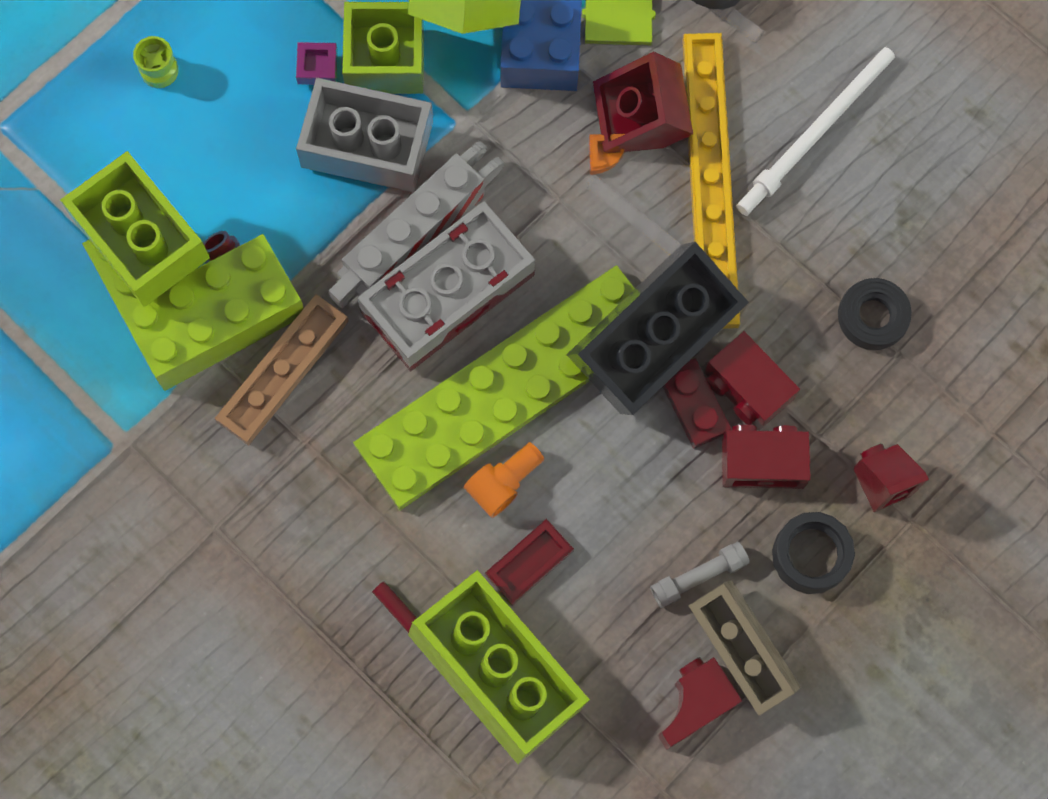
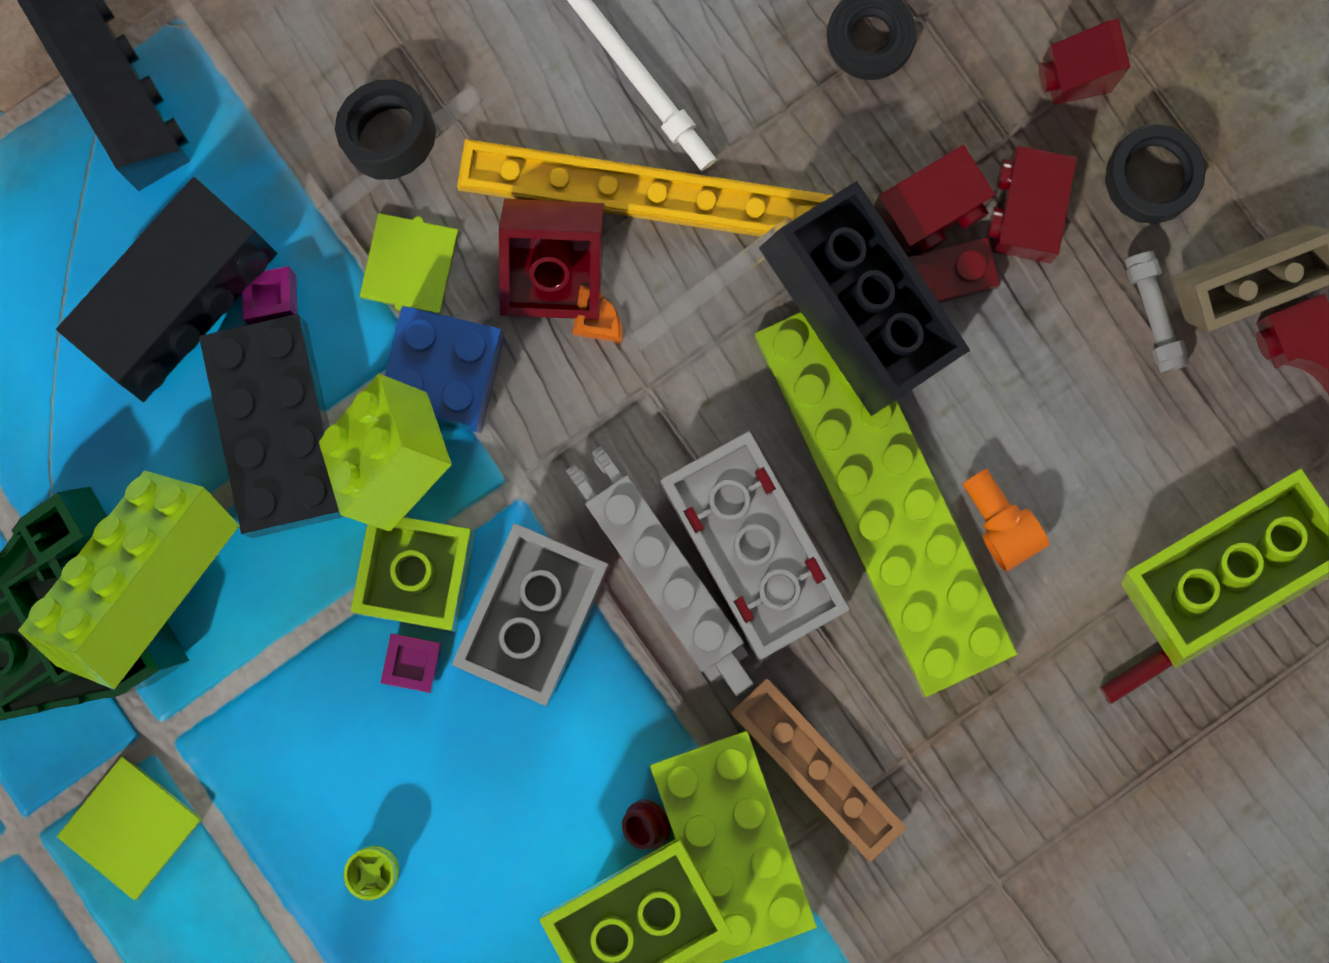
camera: 80 degrees left, 10 degrees up
(529, 562) = (1106, 510): dark red tile -> none

